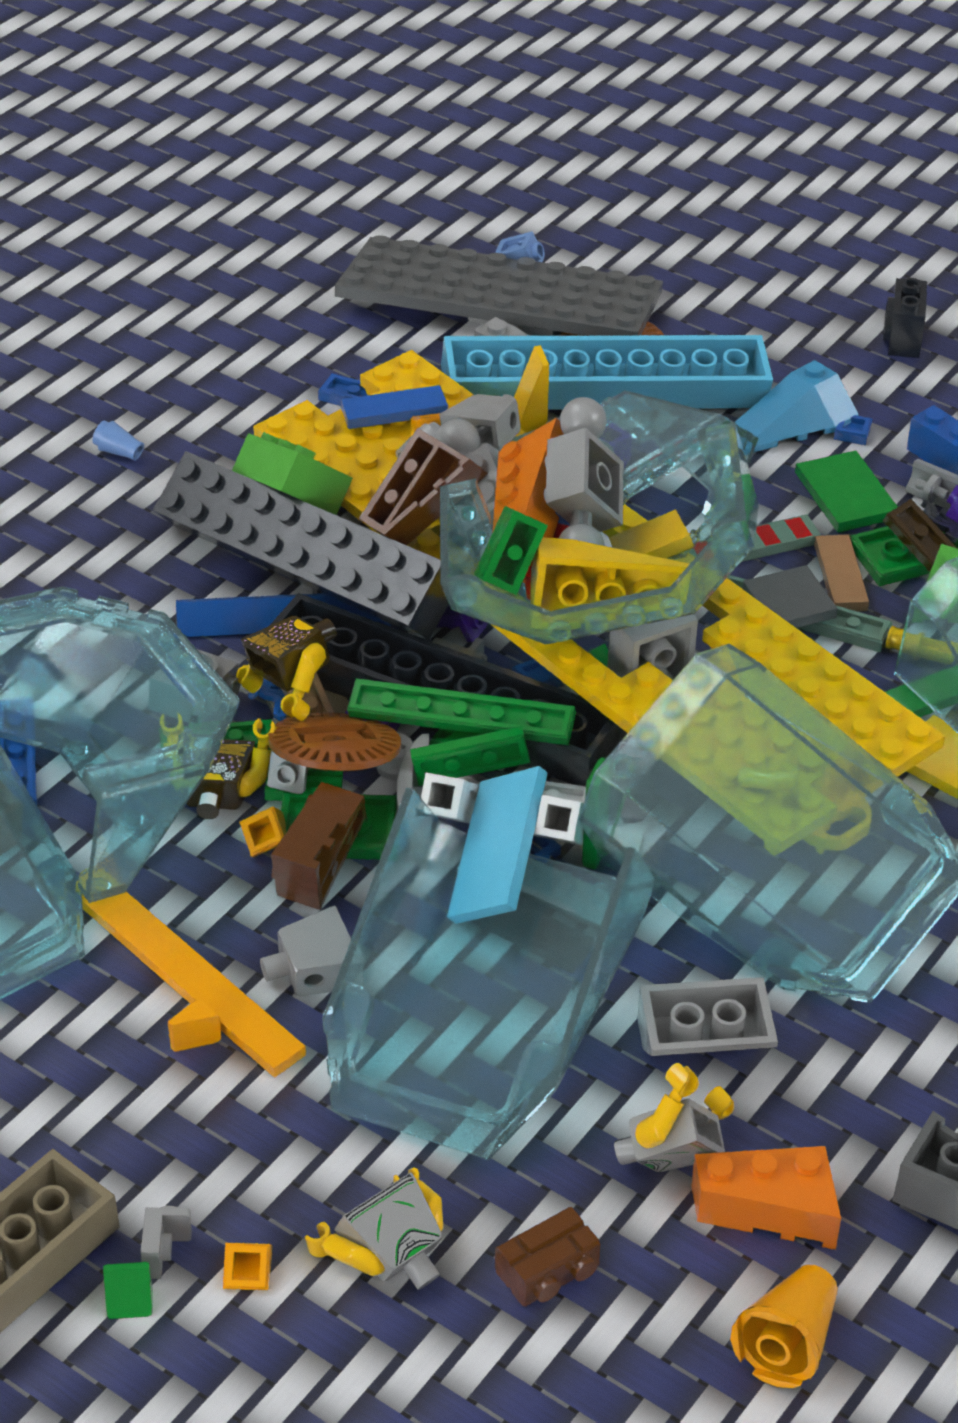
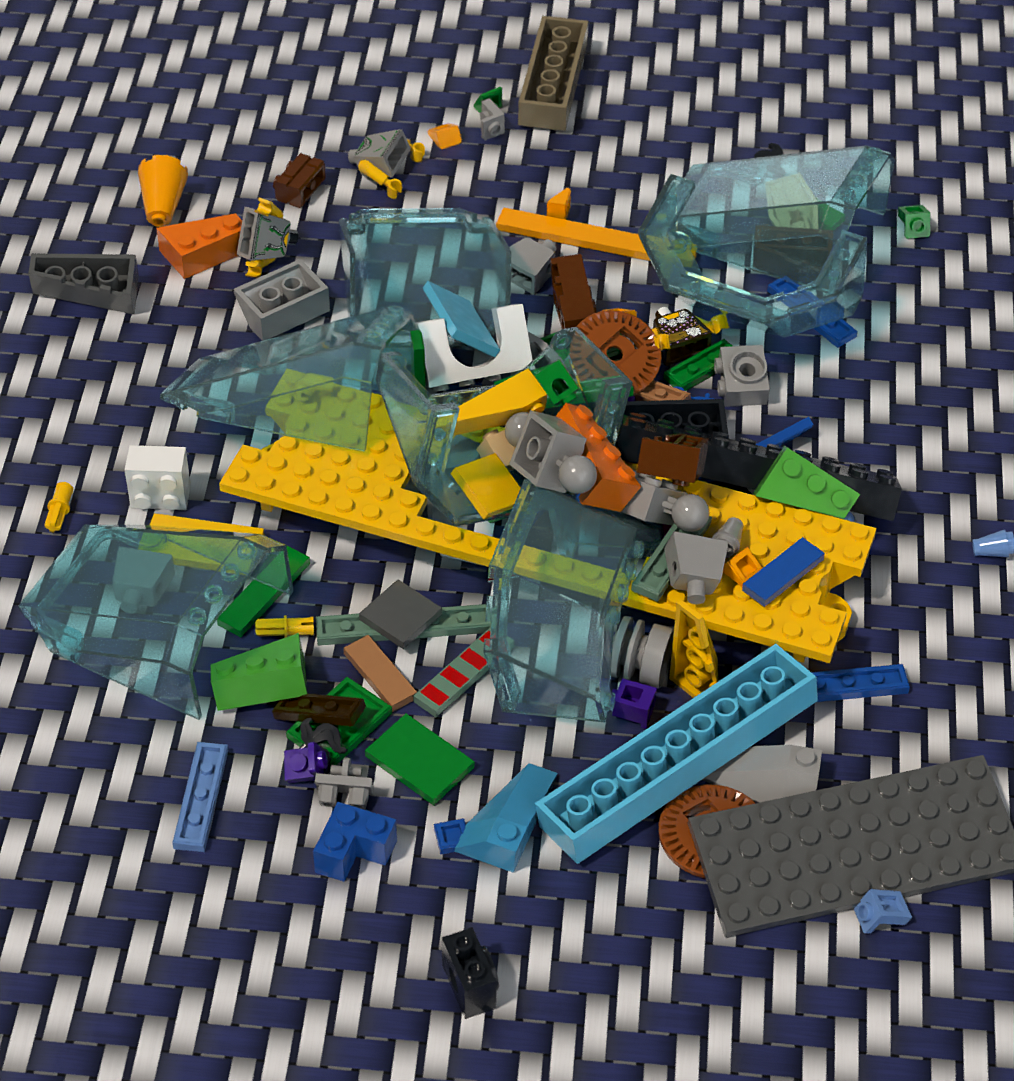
camera: 150 degrees right, 5 degrees up
(287, 657) = (684, 371): torso -> none

